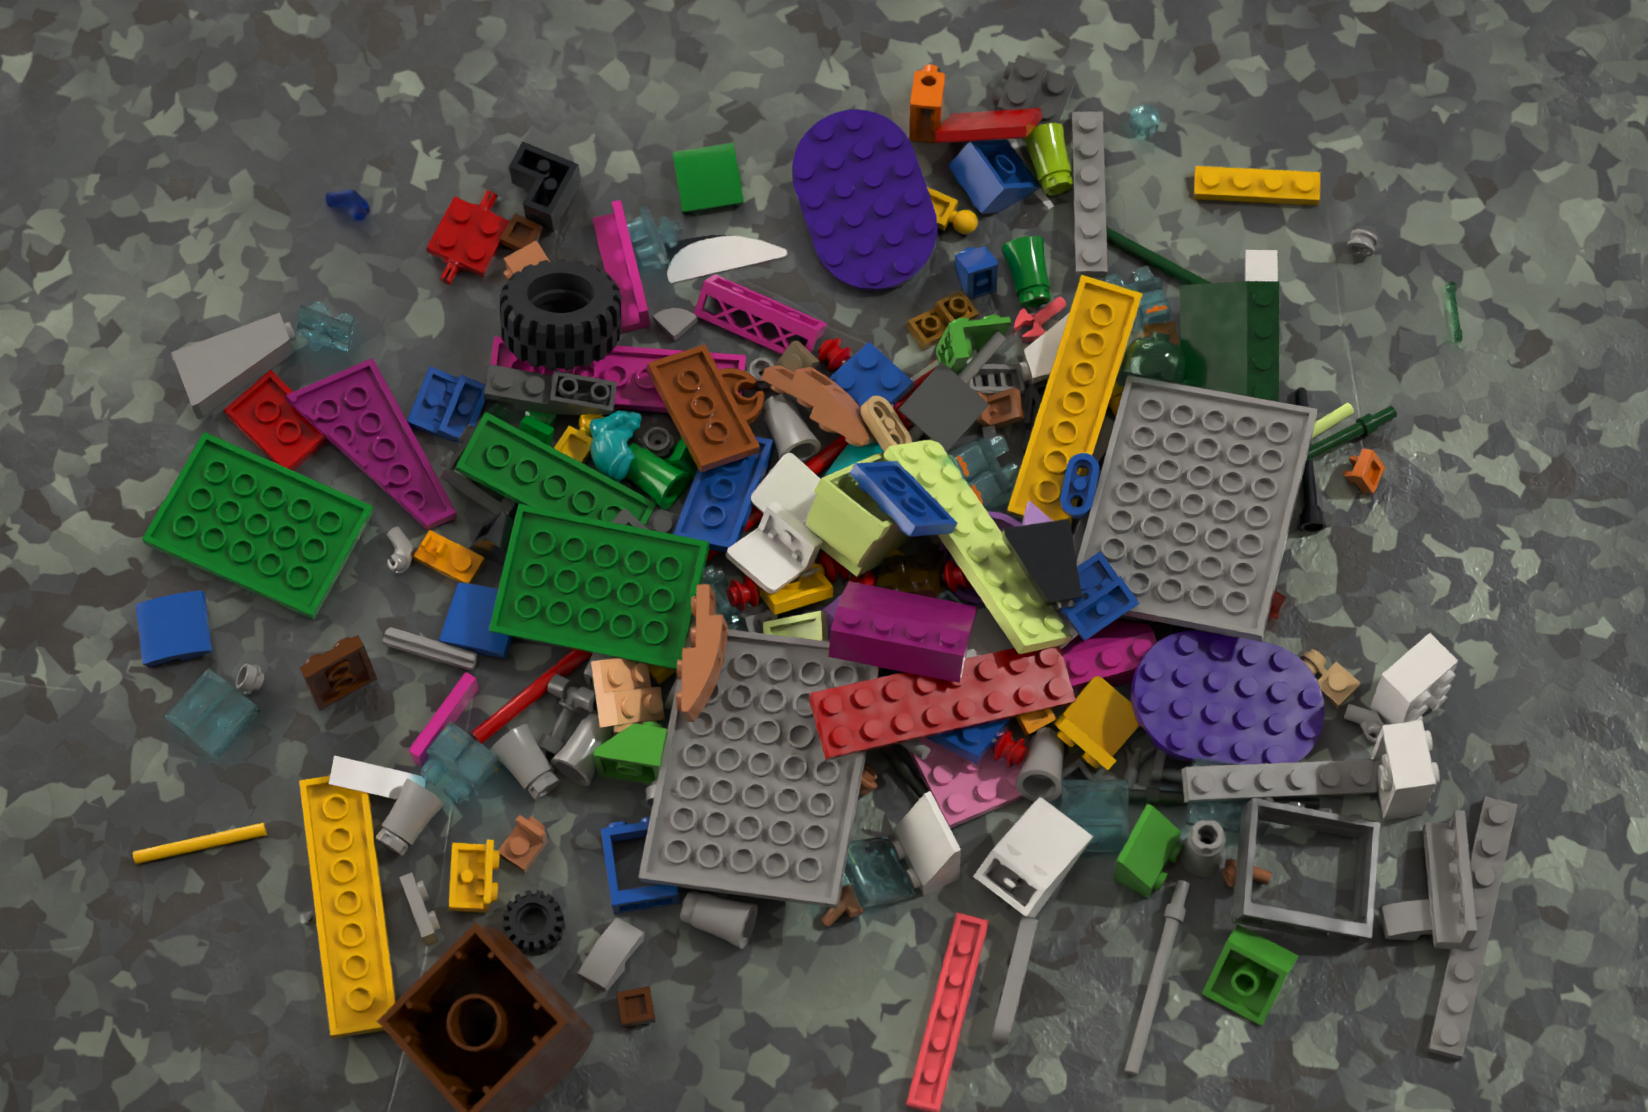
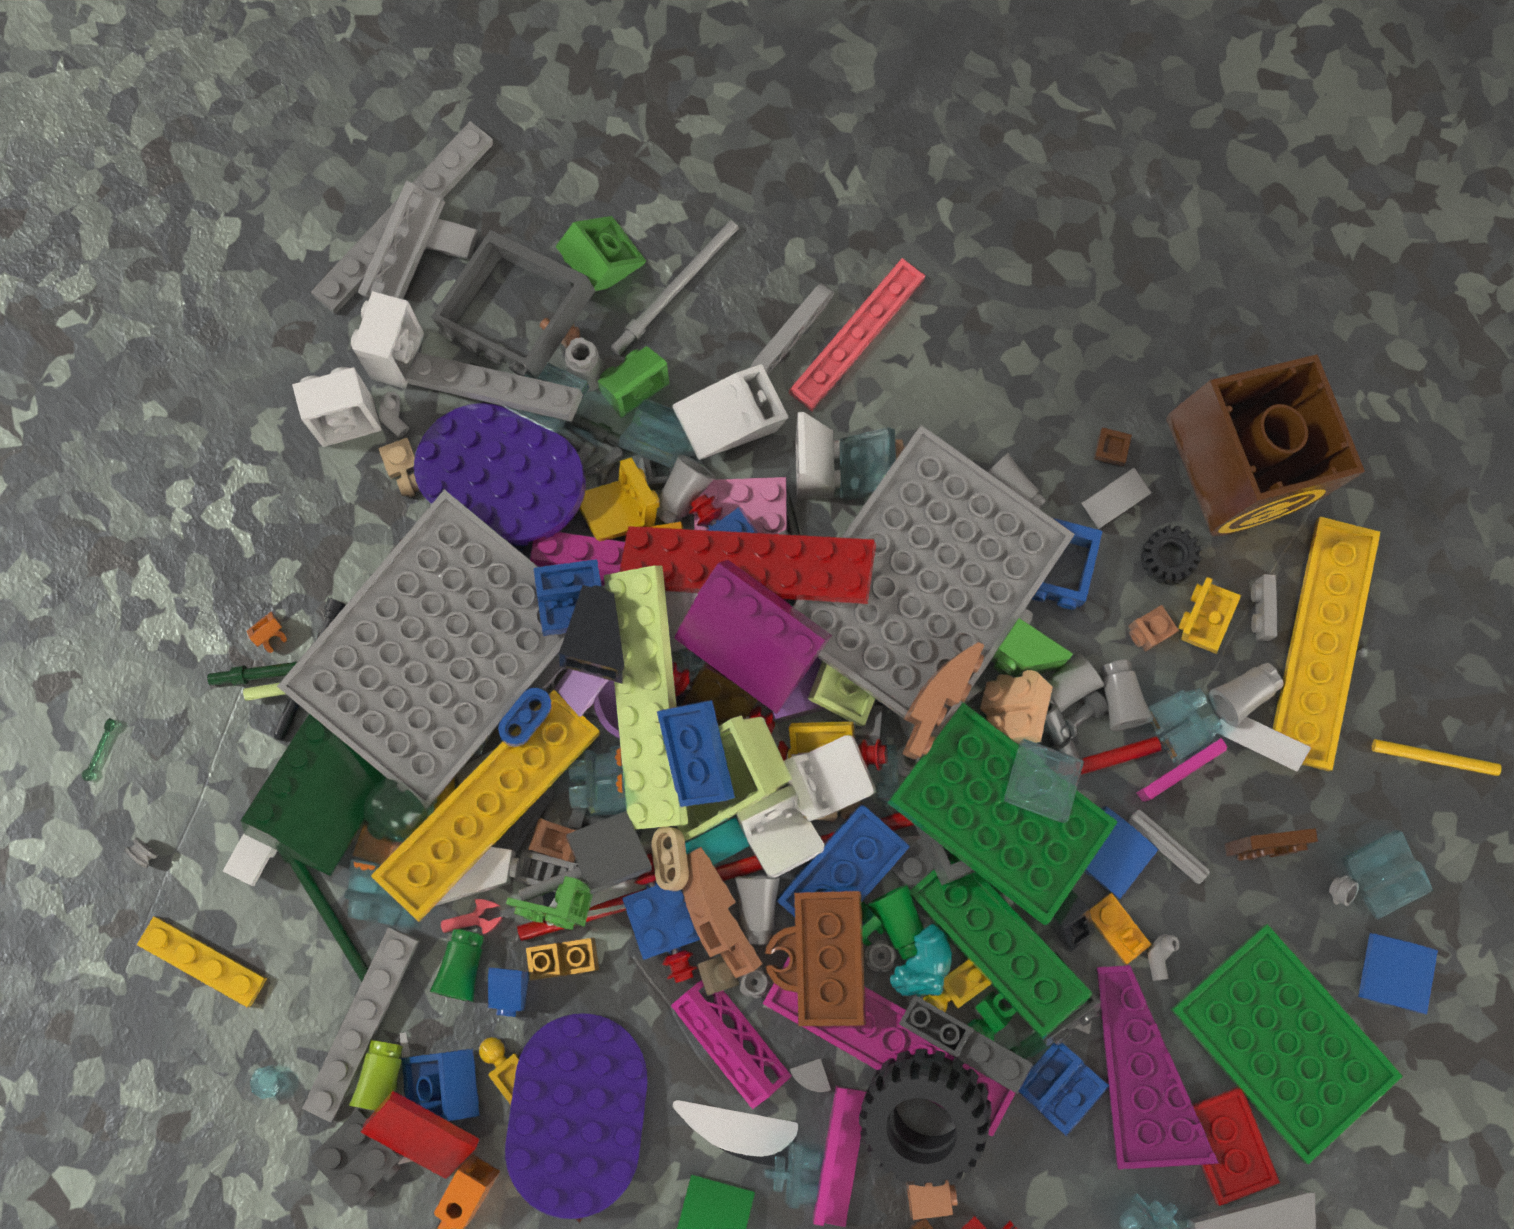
camera: 160 degrees left, 10 degrees up
(573, 629) = (1043, 781): none -> clear light blue plate

